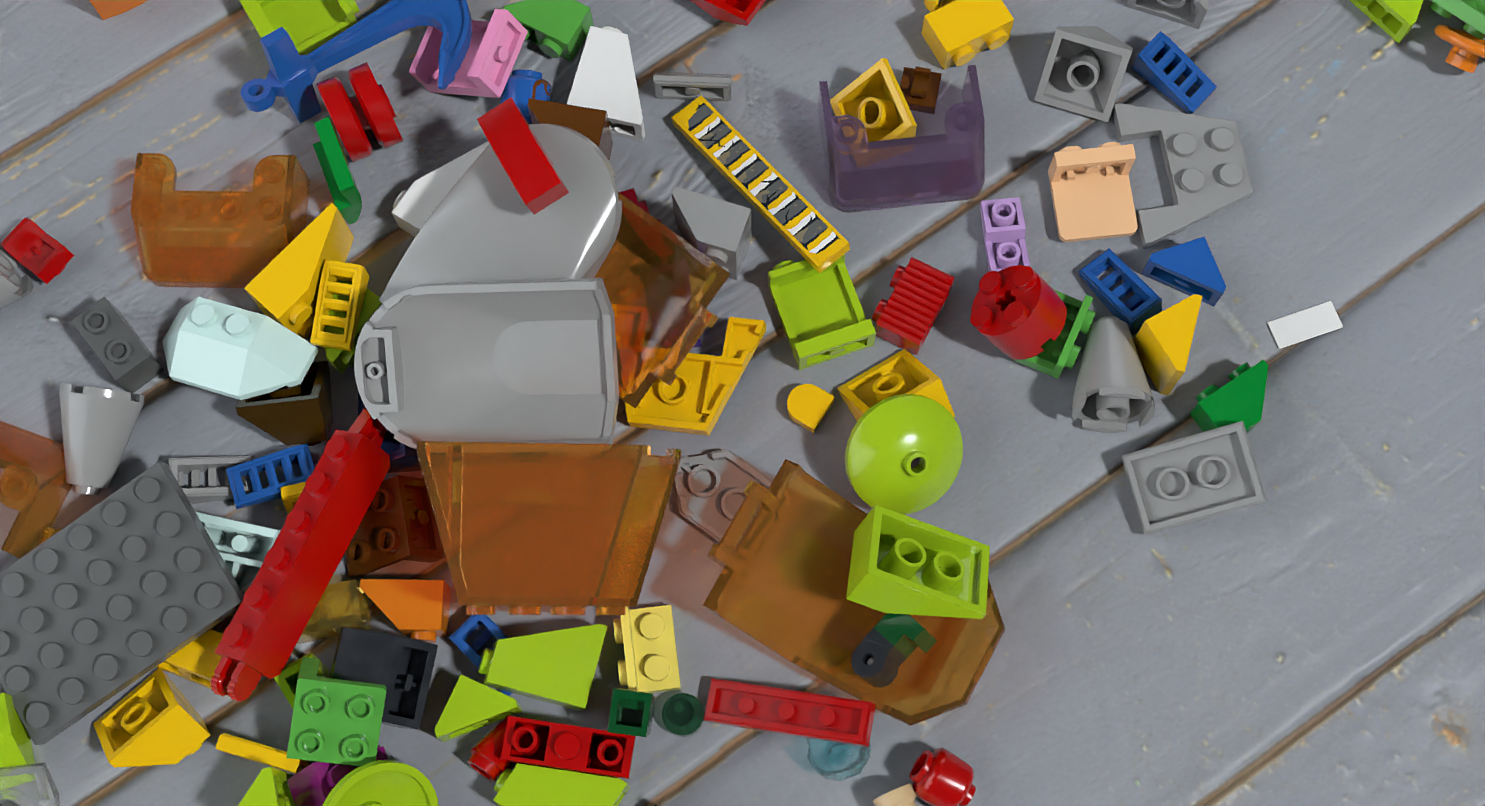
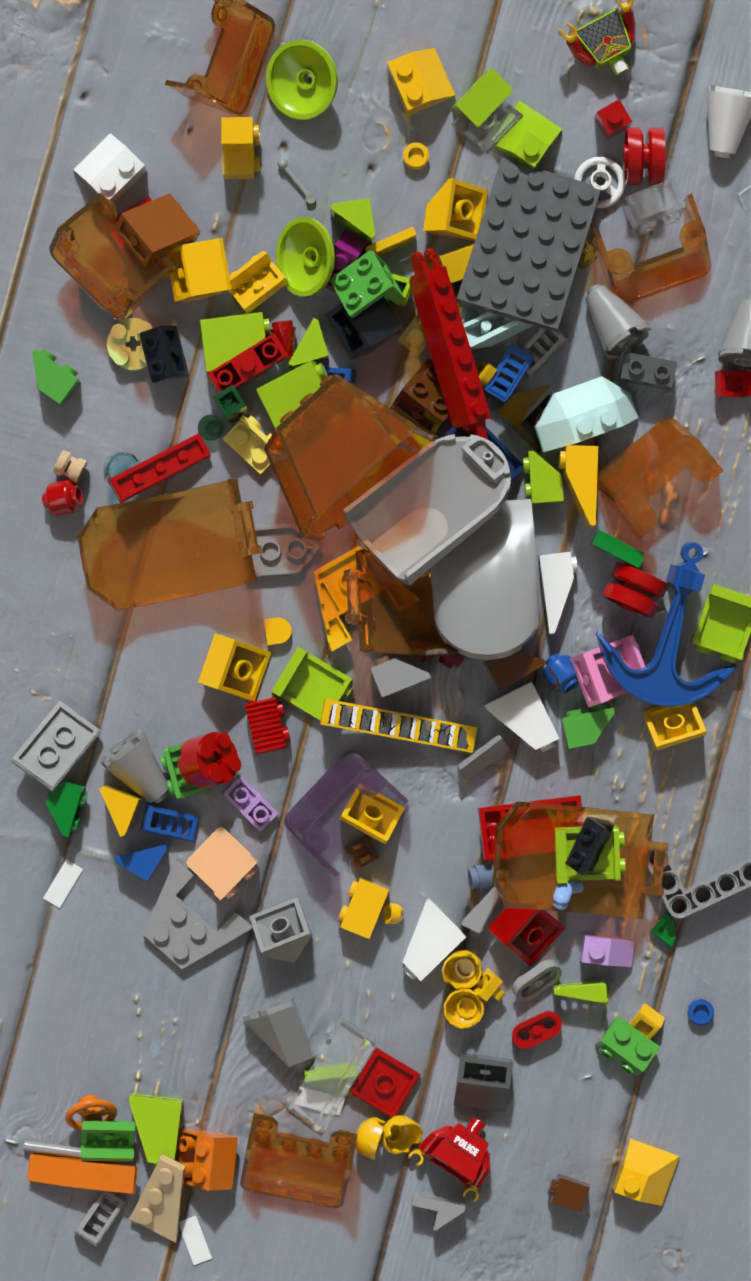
camera: 140 degrees right, 15 degrees up
(328, 286) = (551, 502): yellow slope -> none
(413, 606) = (383, 368): orange slope -> none
(522, 156) = (509, 619): red slope -> none
(888, 441) = (206, 639): lime dish -> none
(888, 647) = (137, 537): leg -> none
(916, 568) = (151, 582): lime slope -> none
(1182, 64) = (256, 972): blue slope -> none

